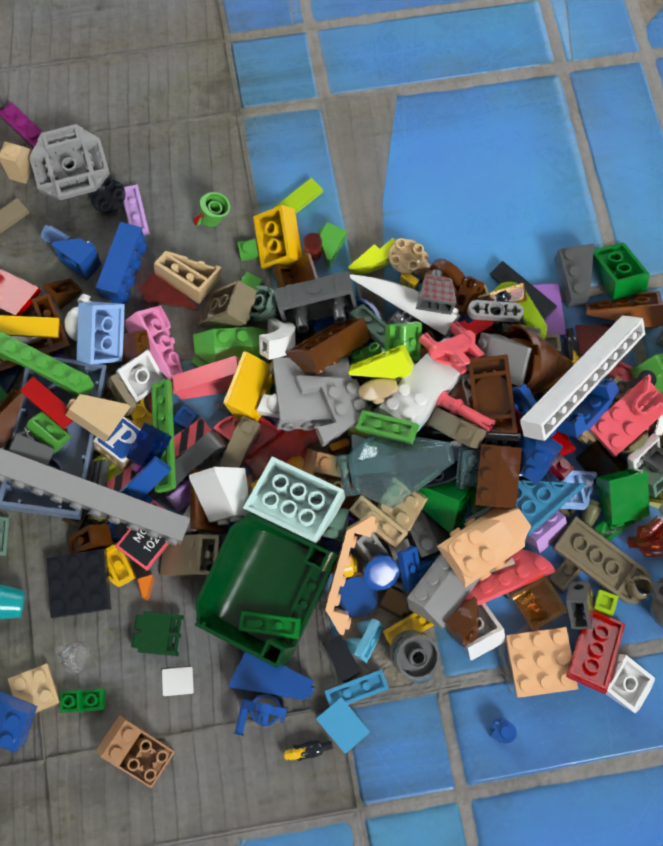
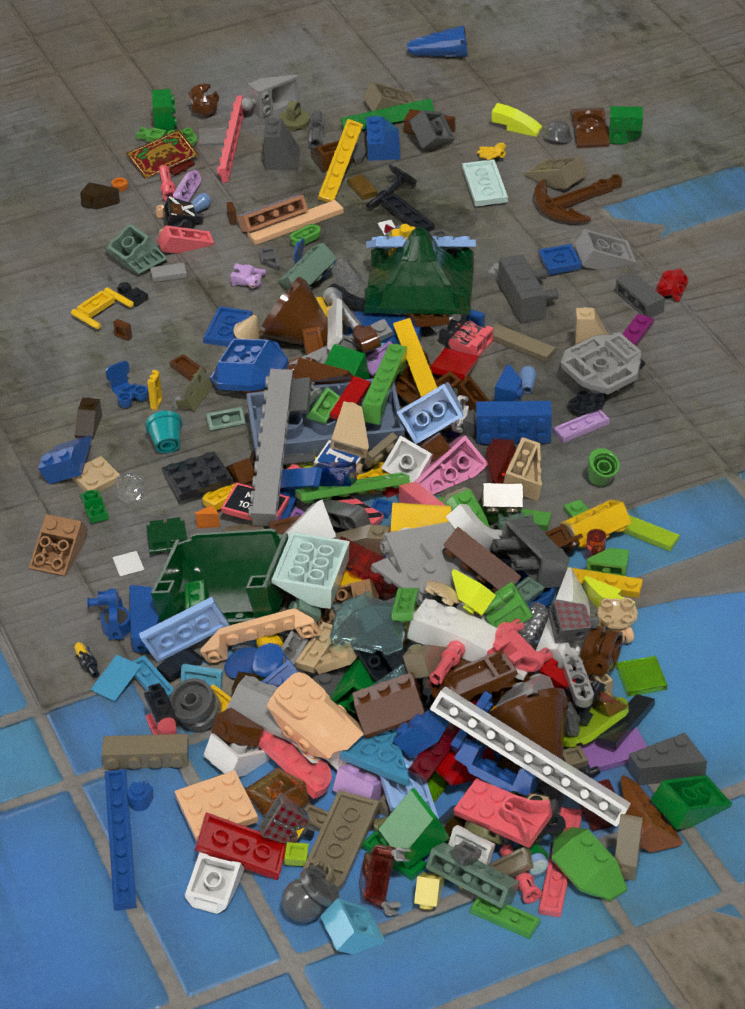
camera: 80 degrees right, 30 degrees down
(319, 637) = (184, 629): none -> light blue plate
(350, 250) = (629, 585): none -> yellow plate
(424, 690) = (162, 712): none -> black hips
(451, 714) = (145, 751): none -> dark tan brick
(470, 260) = (641, 676): none -> clear neon green tile
(546, 760) = (120, 840): none -> blue tile

